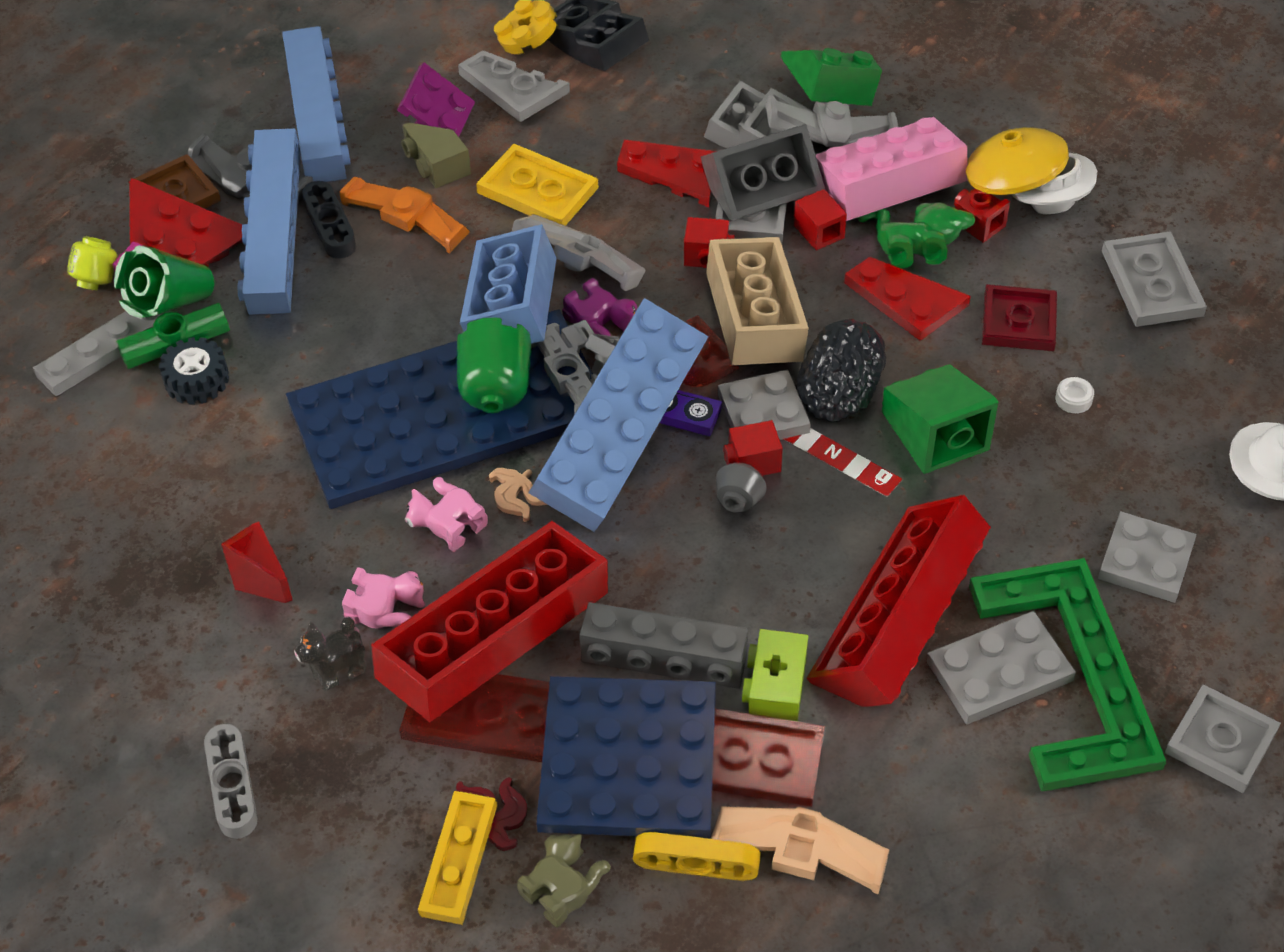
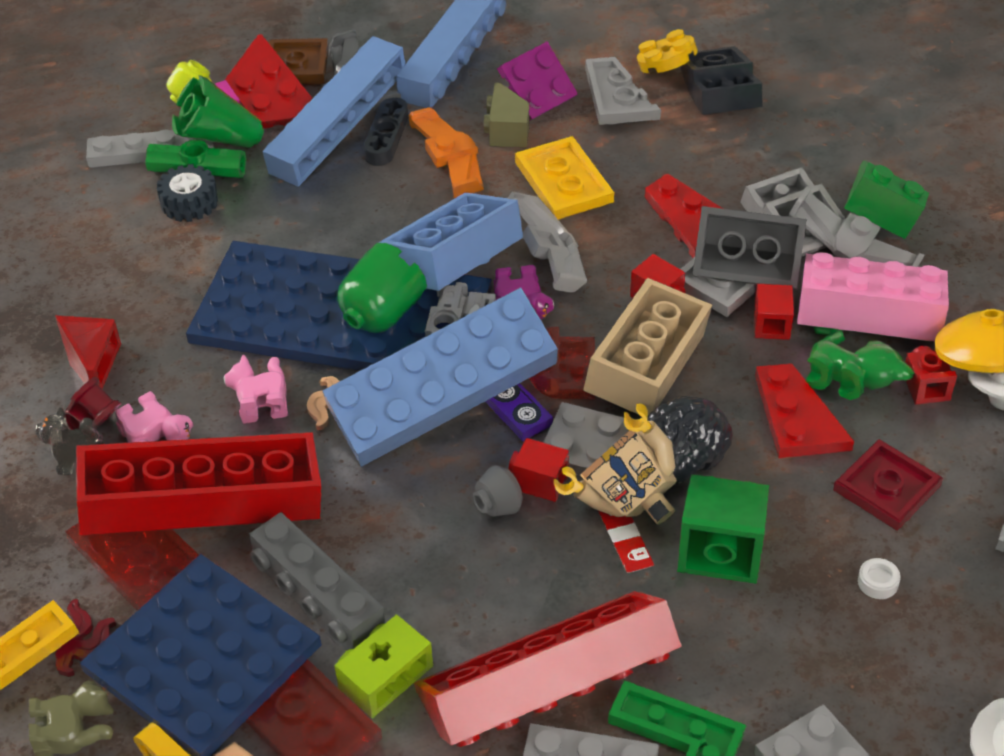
camera: 35 degrees right, 5 degrees down
(320, 606) = (92, 403): none -> dark red piece
(839, 412) = (629, 474): none -> torso

